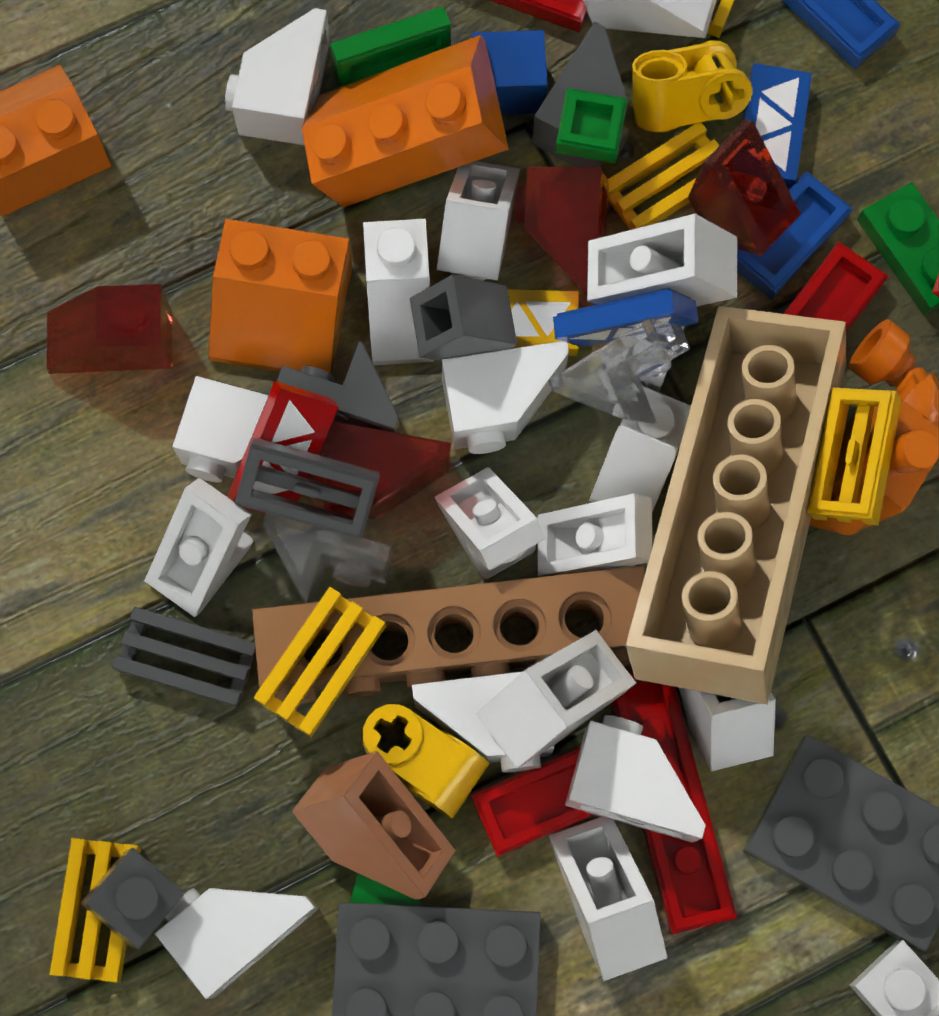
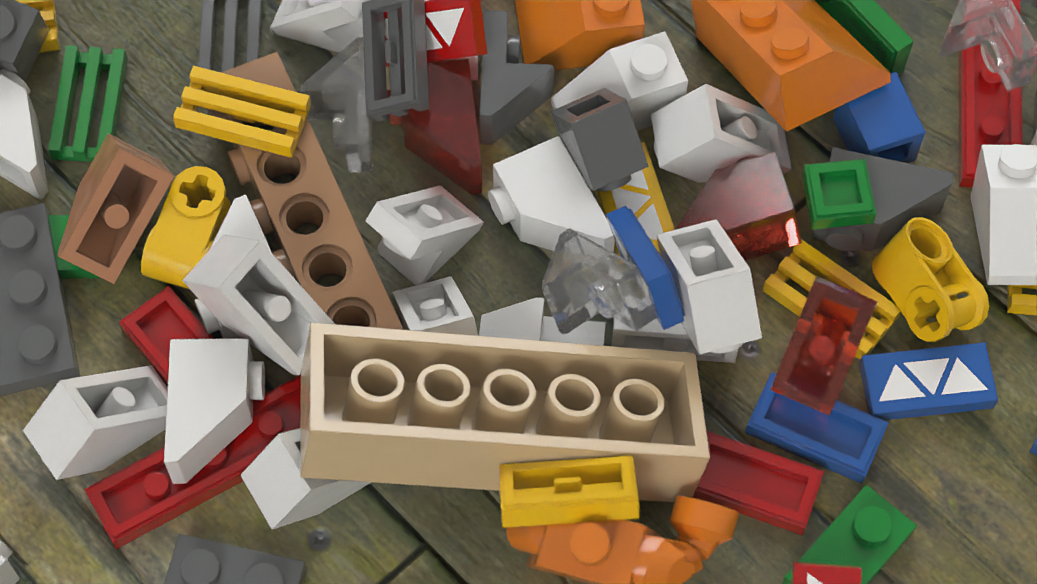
camera: 75 degrees right, 10 degrees down
(173, 809) = (93, 63): none -> green tile

